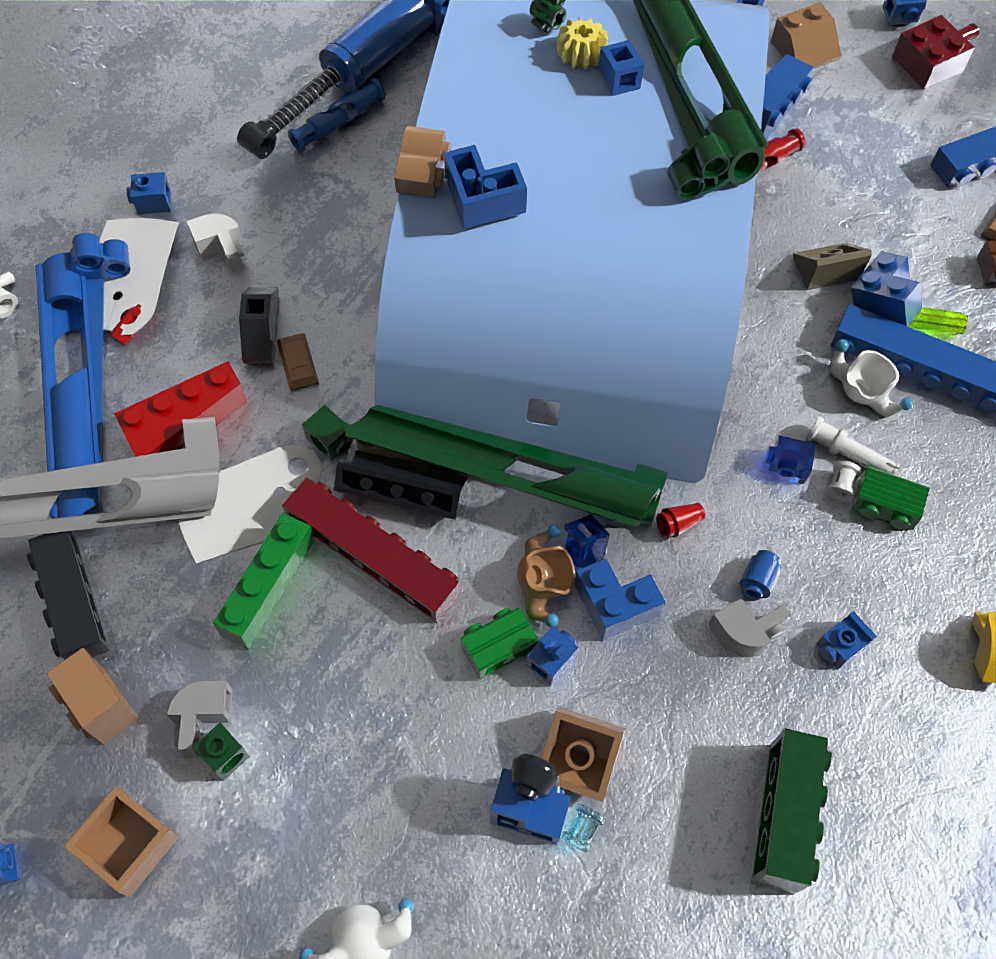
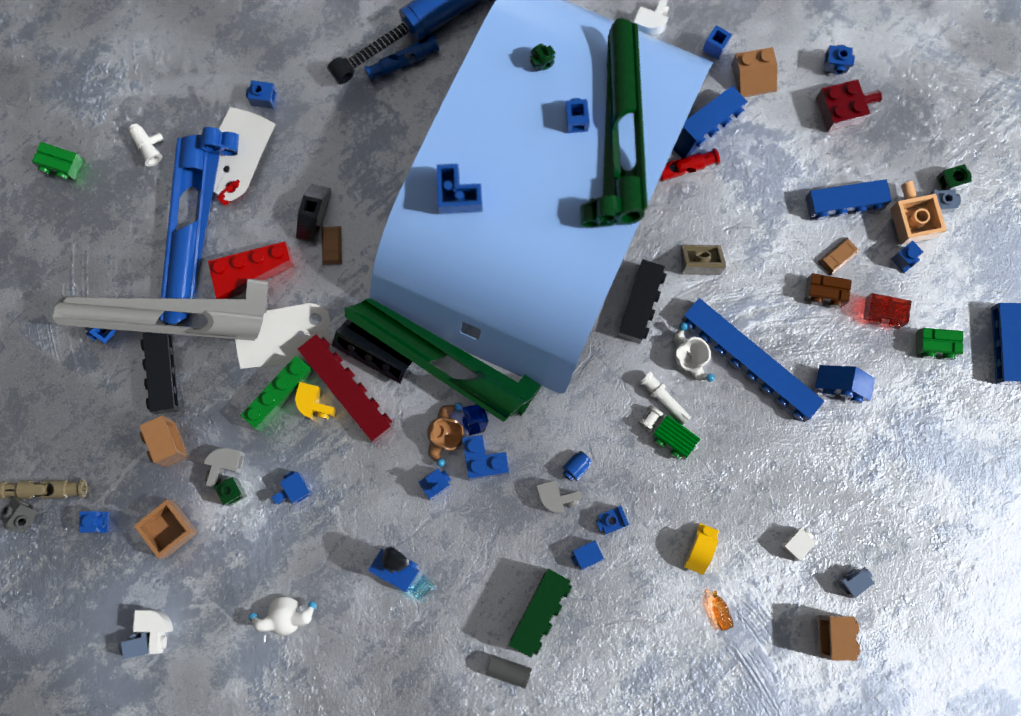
camera: 15 degrees right, 15 degrees up
(215, 235) = (299, 138): white brick -> none
(319, 585) = (308, 404): none -> yellow brick
(327, 433) = (336, 303): dark green brick -> none
(328, 721) = (294, 488): none -> blue brick
(421, 161) = (424, 158): medium nougat brick -> none
(498, 641) = (405, 467): green brick -> none
(581, 43) = (561, 82): light yellow gear -> none
(583, 752) = (433, 546): medium nougat slope -> none
(678, 519) = (539, 417): red cone -> none
(769, 332) = (641, 301): none -> black brick
(771, 930) = (508, 671): none -> dark grey pin
(791, 458) = (622, 395): clear blue brick -> none
(827, 703) = (587, 555): none -> blue brick
(888, 290) = (727, 291): blue brick -> none
(940, 321) = (756, 320): clear neon green piece -> none

